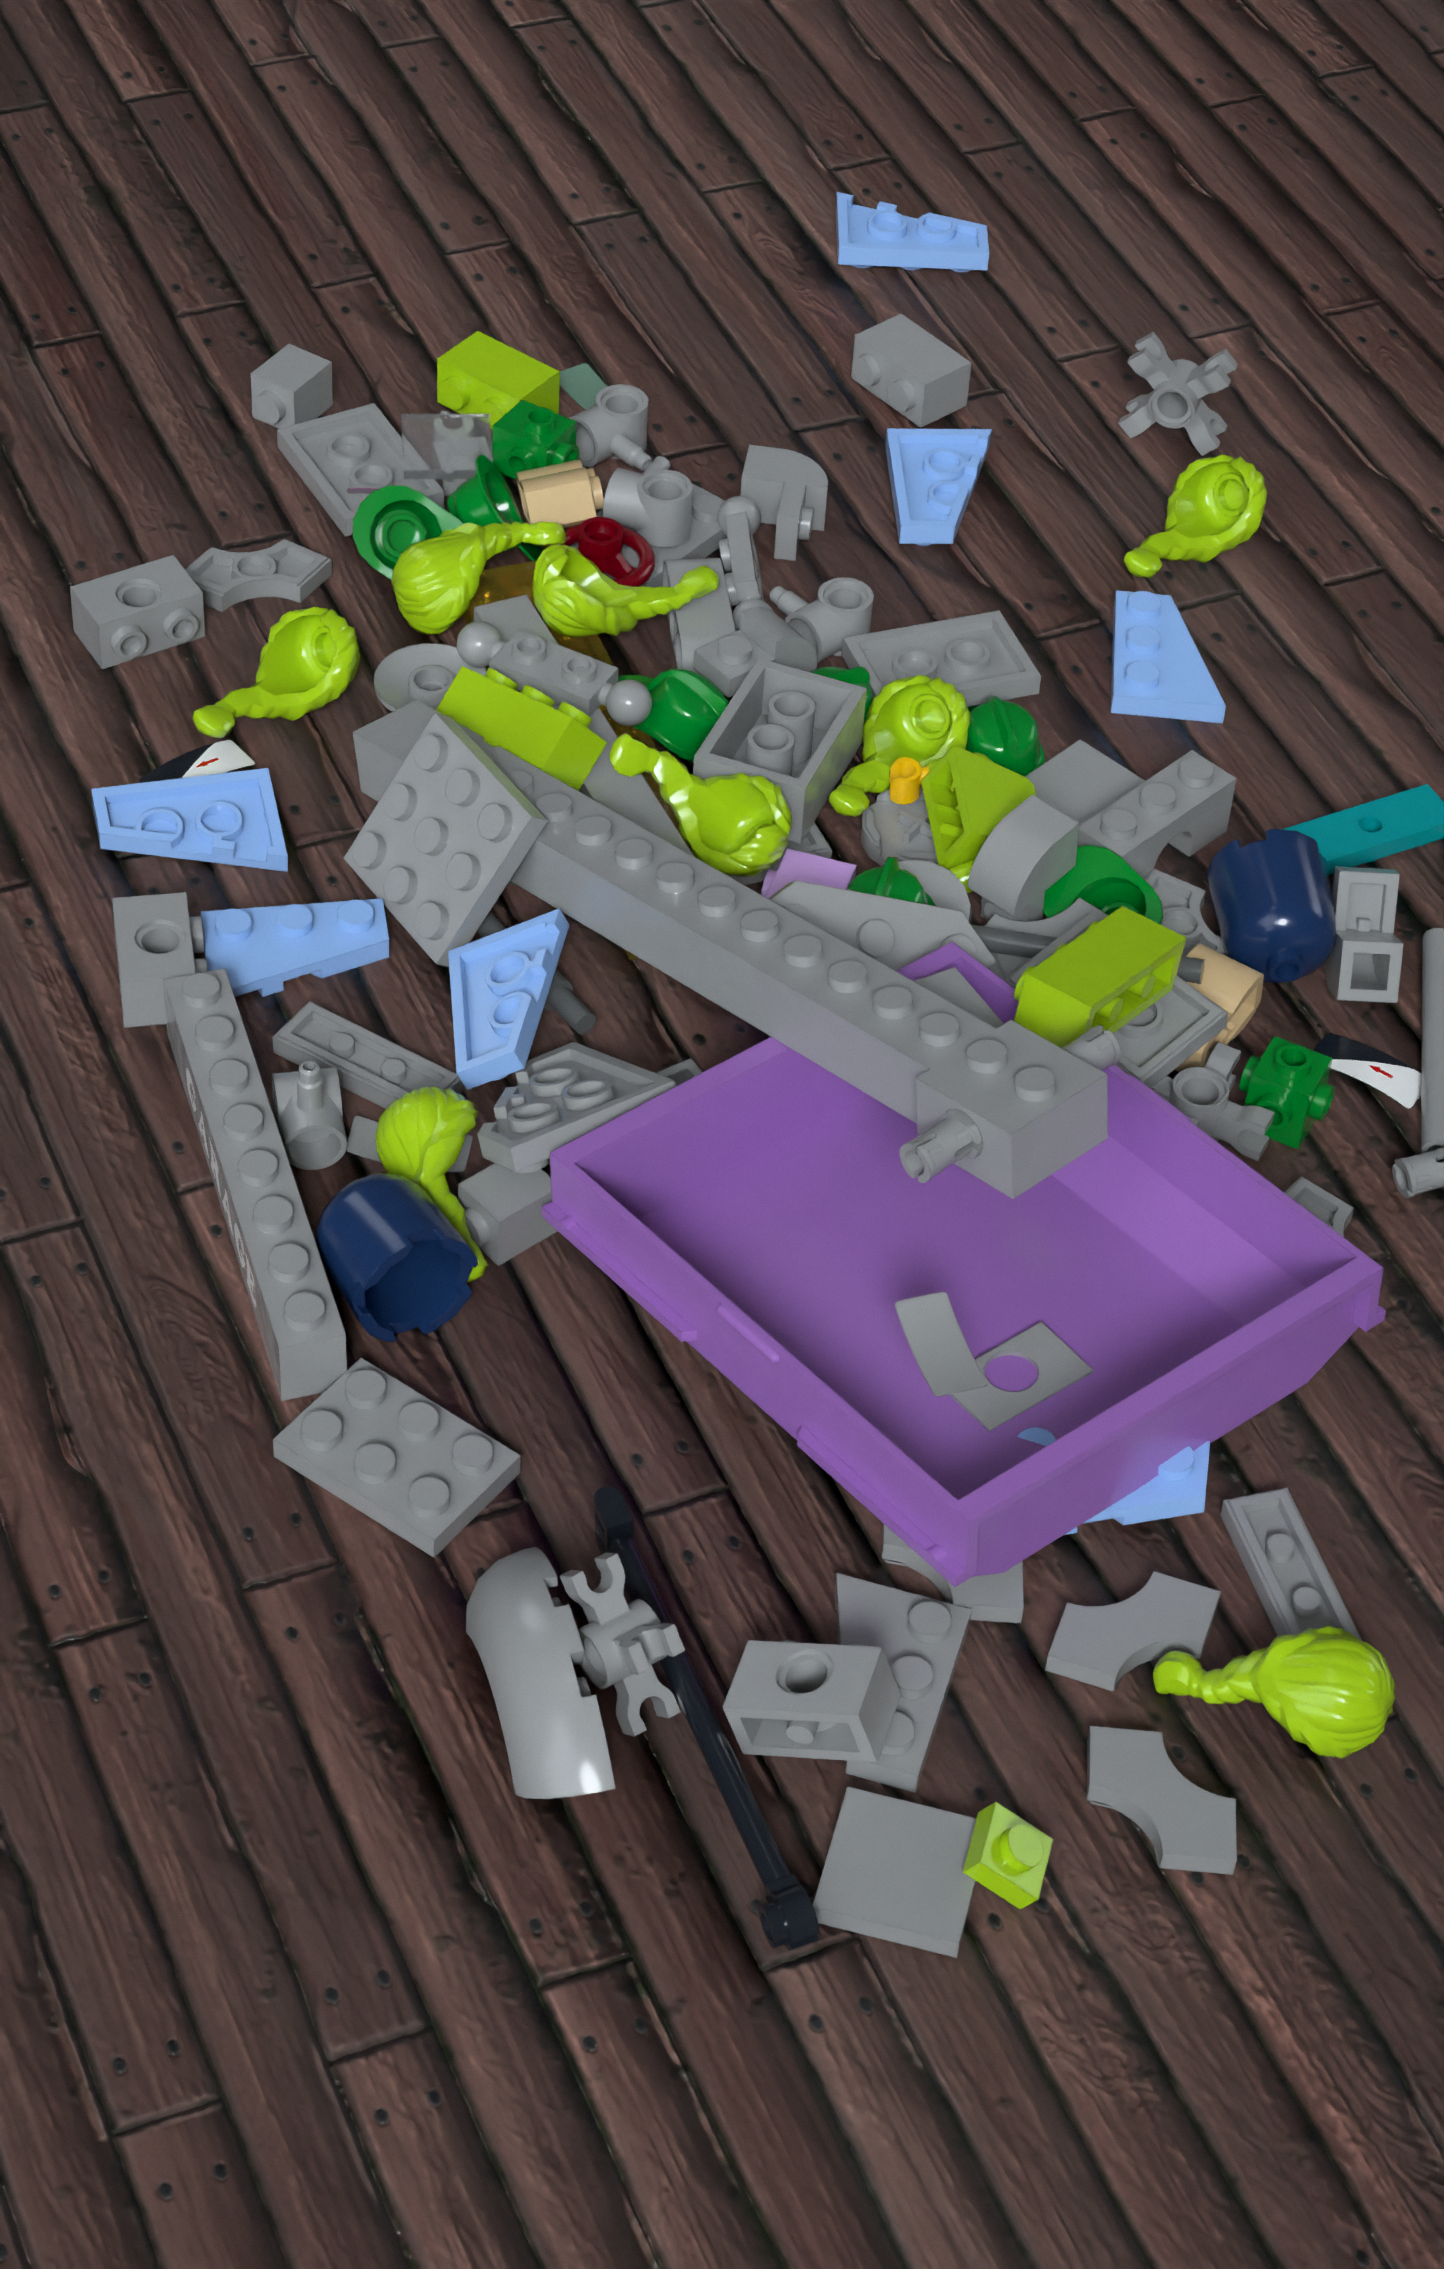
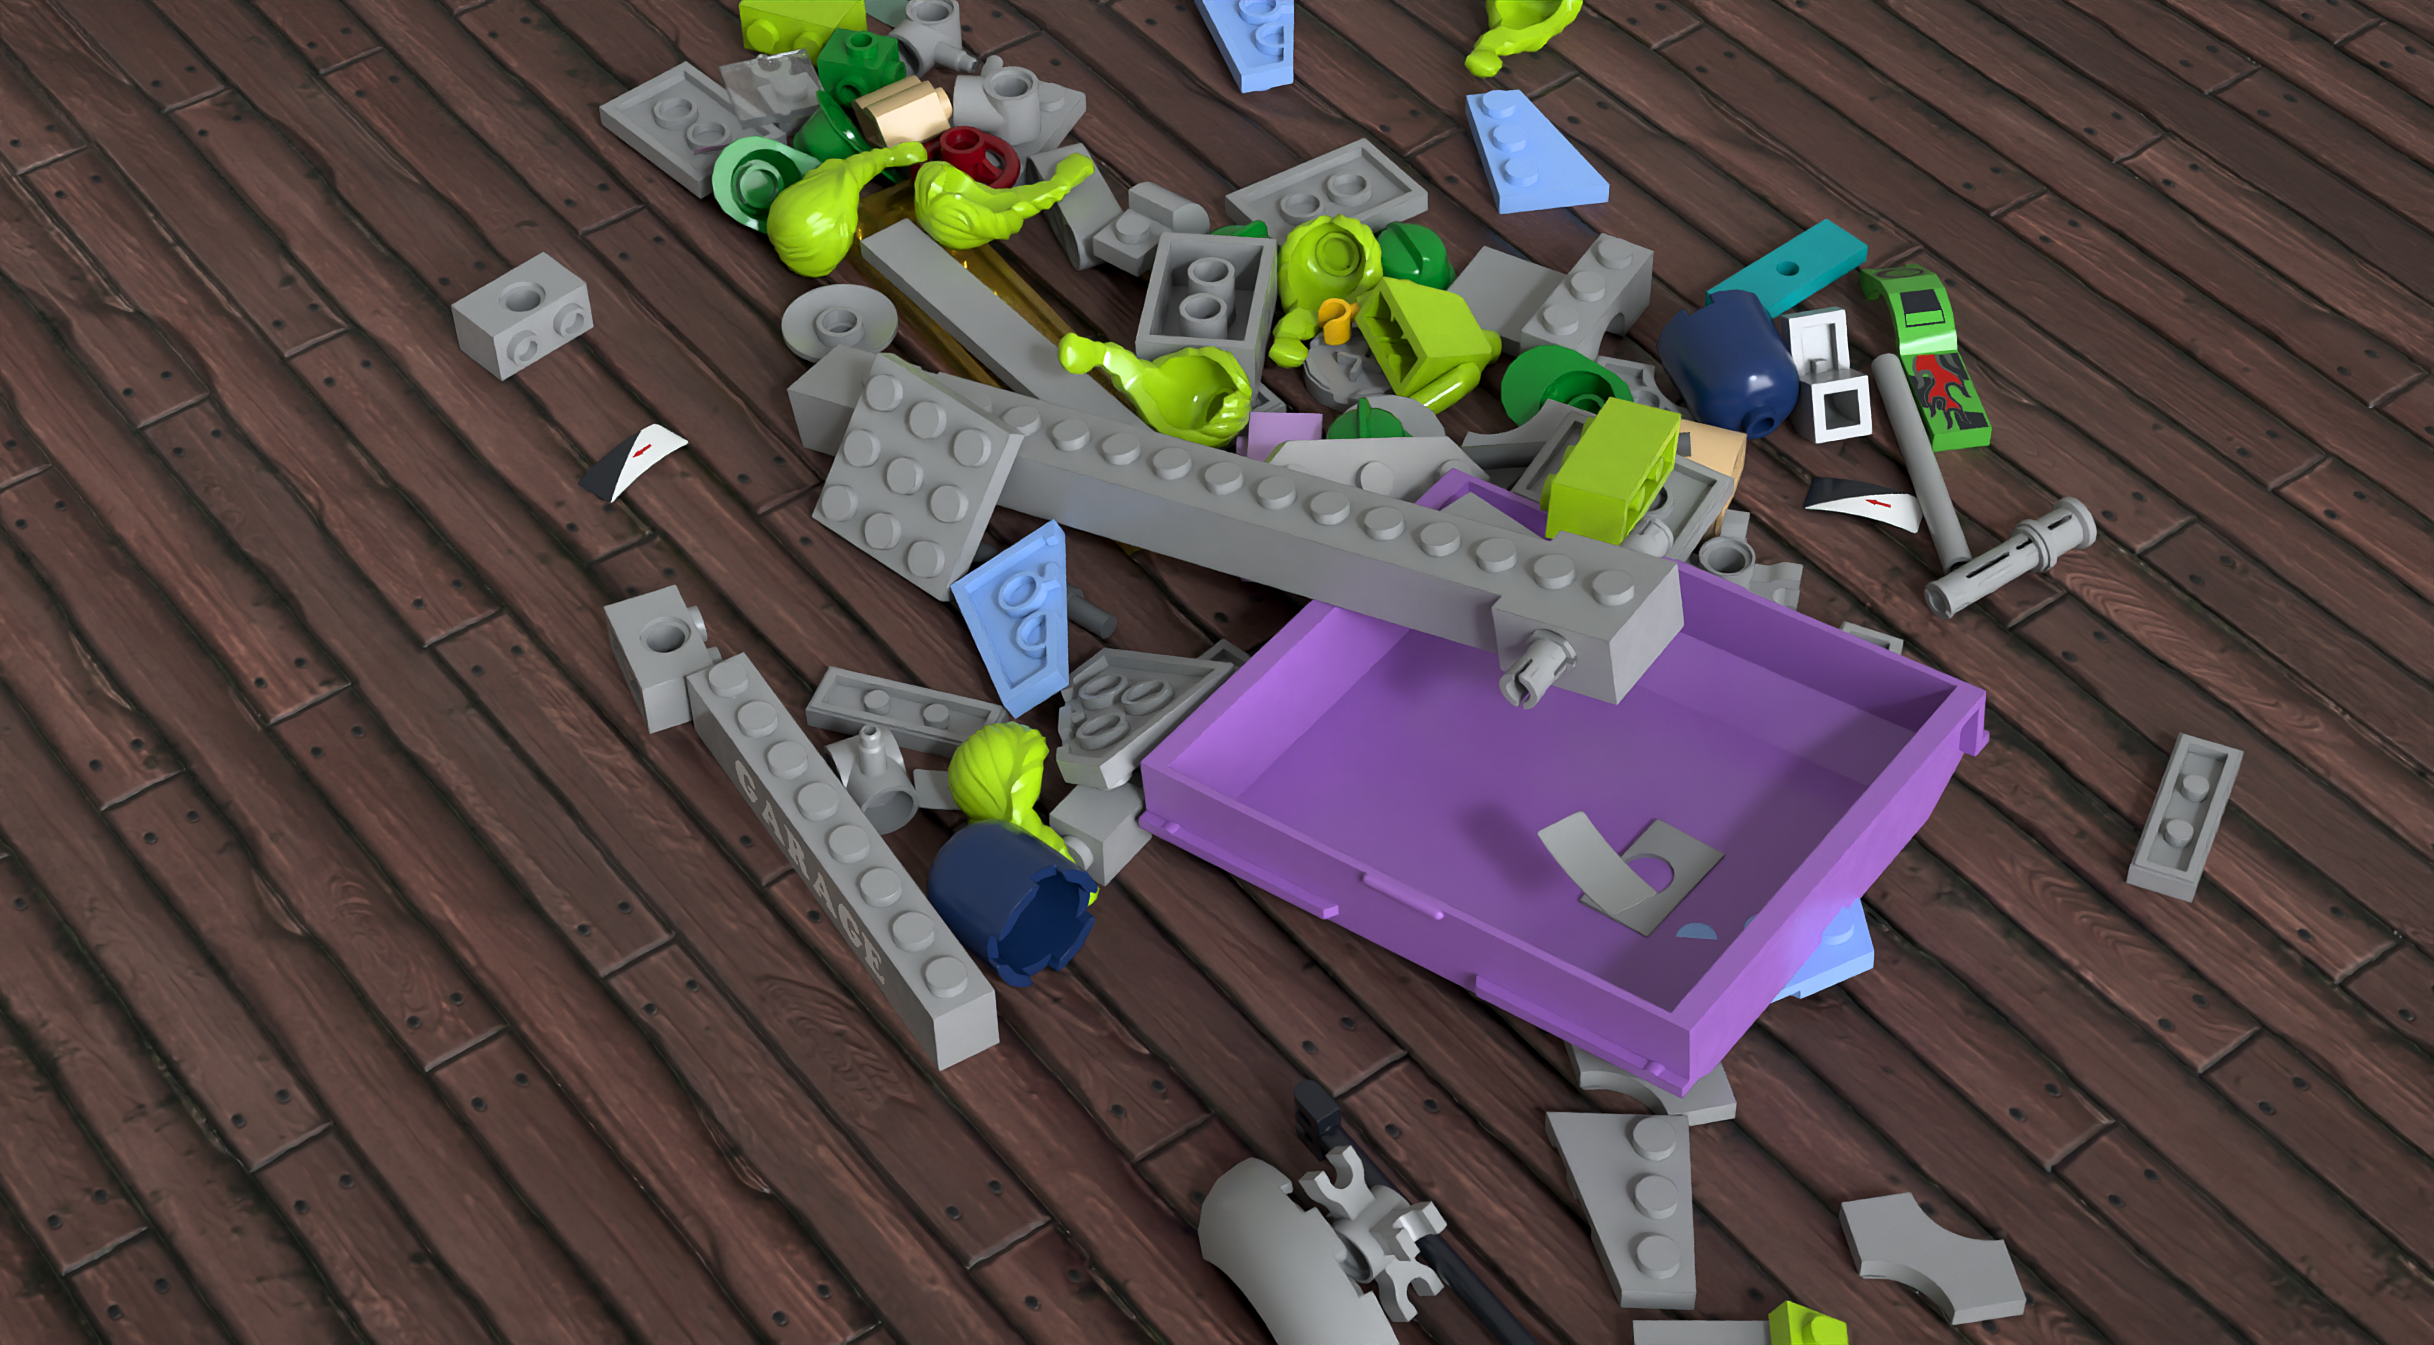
camera: 10 degrees left, 0 degrees up
(195, 818) = (654, 508): light blue wing -> none
(277, 571) = (641, 248): light grey tile -> none
(288, 941) = (793, 609): light blue wing -> none
(291, 387) = (598, 63): light grey brick -> none
(300, 670) = (707, 338): lime hair -> none
(397, 1457) = (1075, 1100): light grey plate -> none
(524, 724) = (954, 343): lime brick -> none
(556, 672) = (964, 289): light grey plate -> none
(682, 709) = (1087, 298): green piece -> none
(739, 520) = (1084, 103): light grey plate -> none
(788, 493) = (1118, 65): light grey brick -> none
(812, 1700) = (1574, 1244): light grey brick -> none
(839, 612) = (1213, 171): light grey piece -> none
(1024, 859) = (1484, 374): light grey brick -> none
(1110, 1640) = (1825, 1115): light grey tile -> none
(1284, 1563) = (1976, 1015): light grey tile -> none
(1291, 1085) = (1806, 531): green brick -> none
(1313, 1683) = (2044, 1108): lime hair -> none

